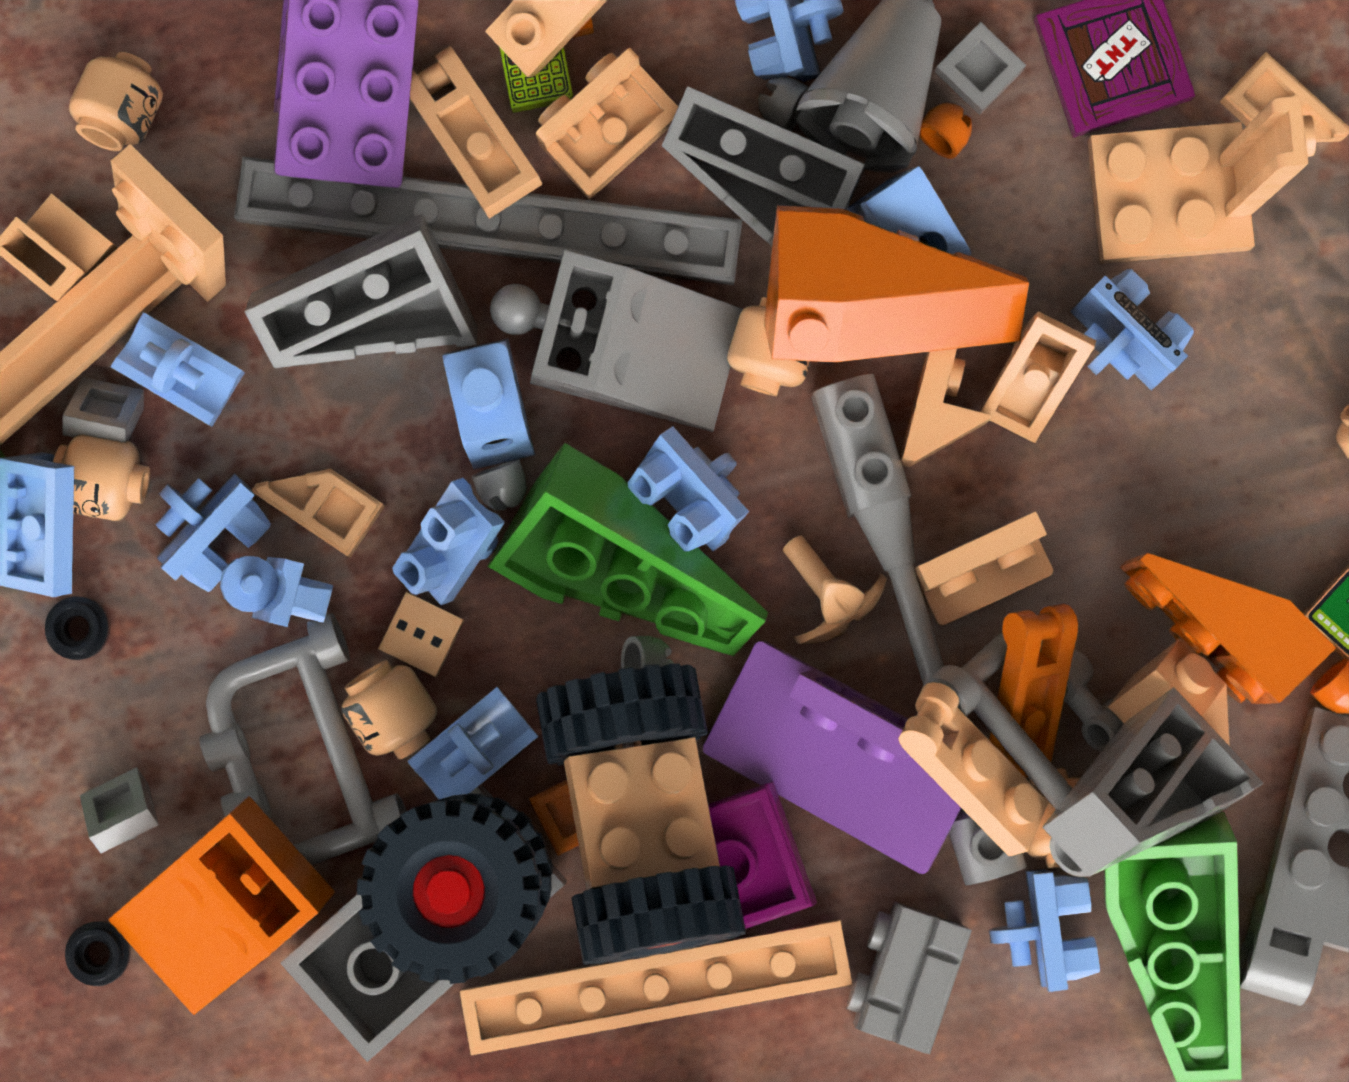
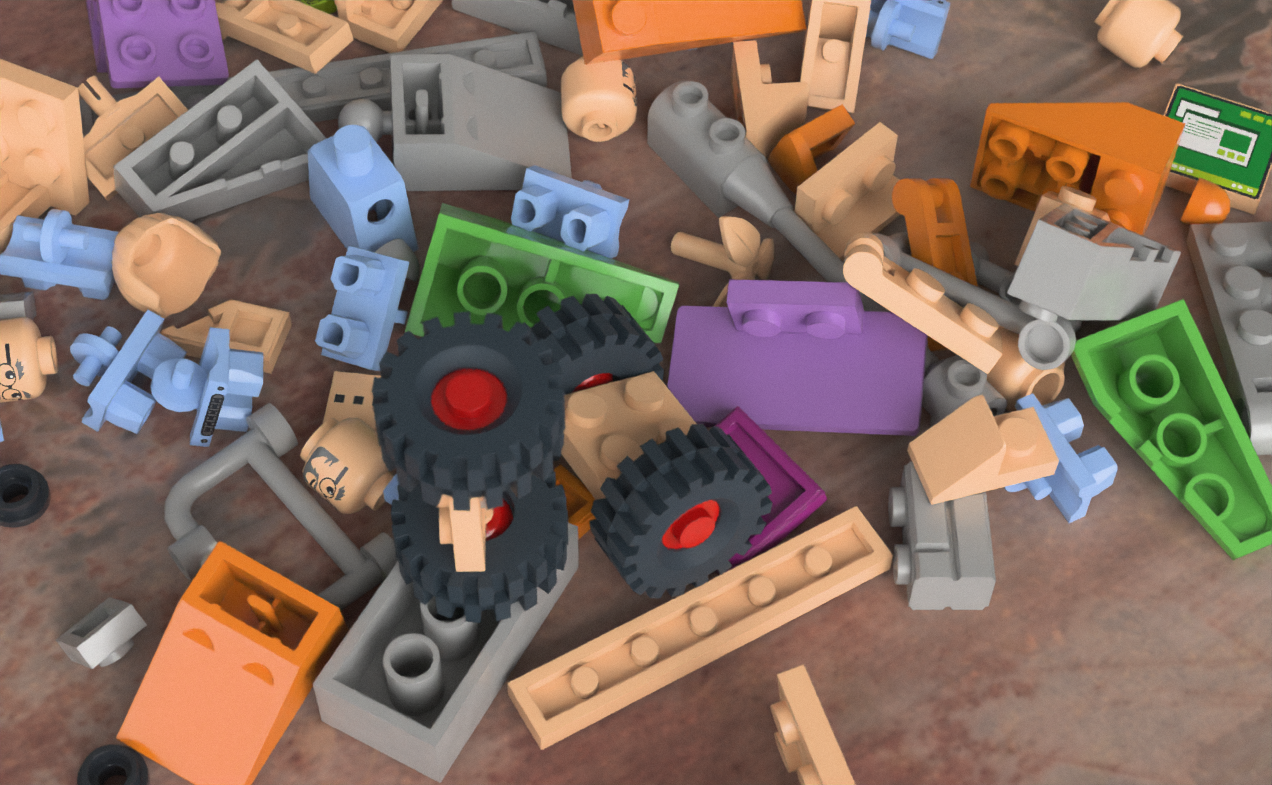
camera: 25 degrees left, 30 degrees down
(268, 421) = (163, 263): none -> light nougat hair
(281, 235) = (123, 127): none -> light nougat plate
(967, 478) = (796, 151): none -> orange tile
(970, 932) = (981, 451): none -> light nougat slope

